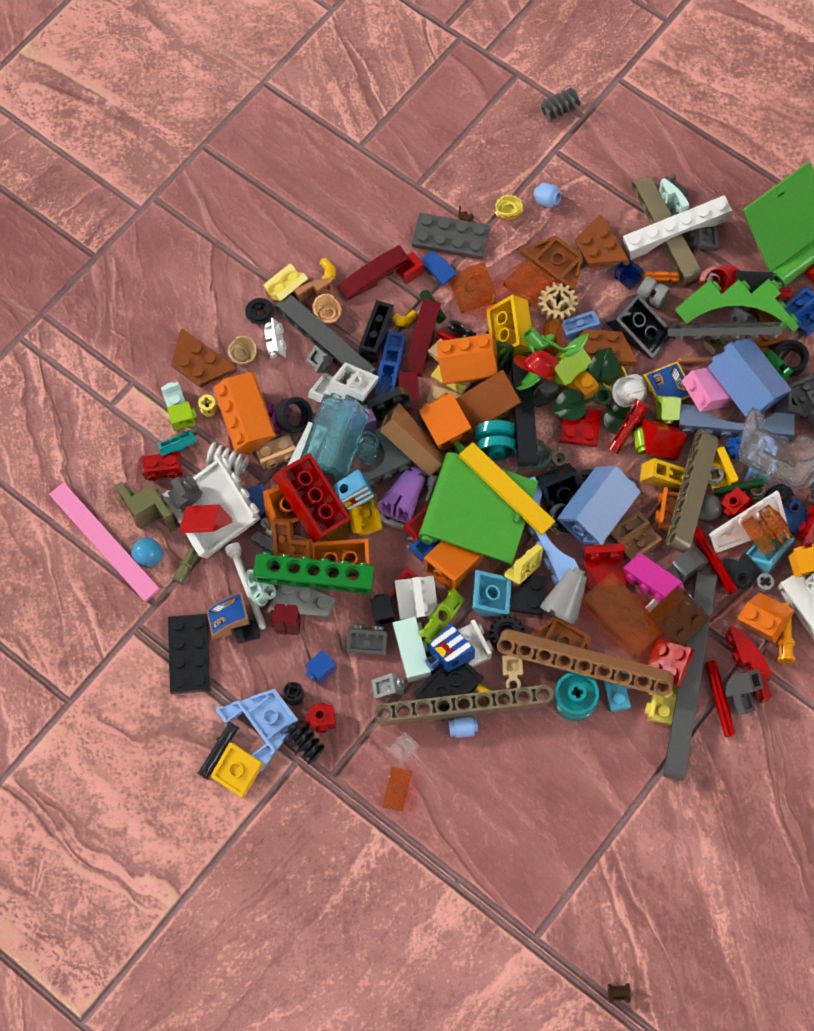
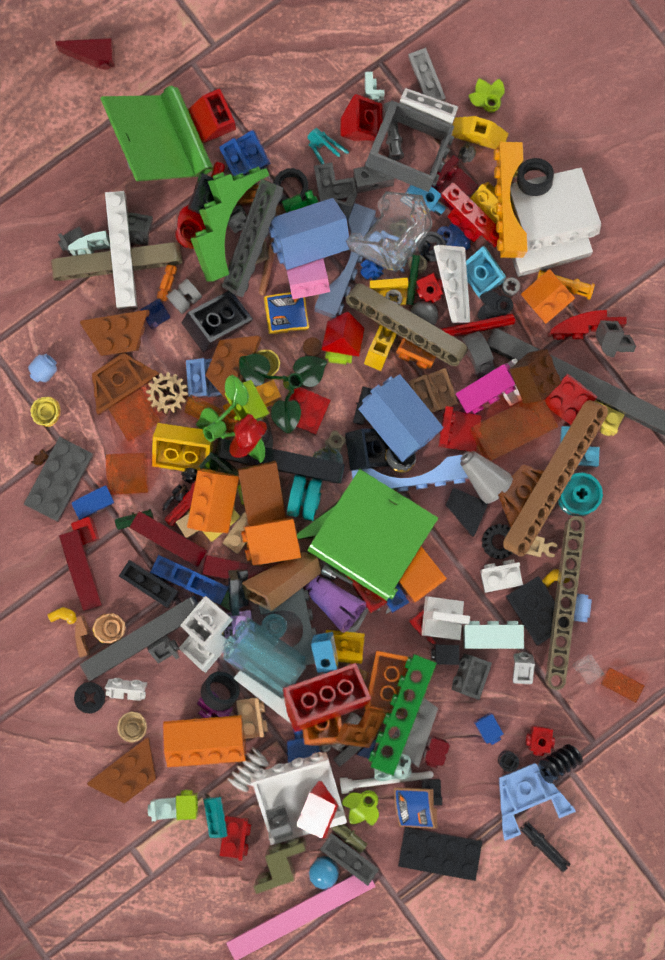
camera: 75 degrees left, 15 degrees up
(164, 569) = (349, 859): none -> dark grey plate
(203, 405) = (178, 780): light yellow bush -> none
(214, 570) = (360, 809): none -> lime plate
(237, 769) = (569, 833): yellow plate -> none
(284, 282) = (66, 664): light yellow bracket -> none
(404, 321) = (143, 551): yellow arm -> none
(449, 608) = (479, 608): lime piece -> none
(449, 650) = (508, 601): torso -> none
(491, 594) = (459, 545): medium azure slope -> none
(507, 489) = (362, 502): yellow tile -> none
(525, 565) = (440, 506): light yellow bracket -> none
(629, 388) = (285, 351): white piece -> none
(630, 422) = (318, 358): red pin -> none
(668, 408) = (314, 320): lime brick -> none
(720, 698) = (611, 363): red axle -> none
(767, 529) = (471, 268): clear orange wheel -> none

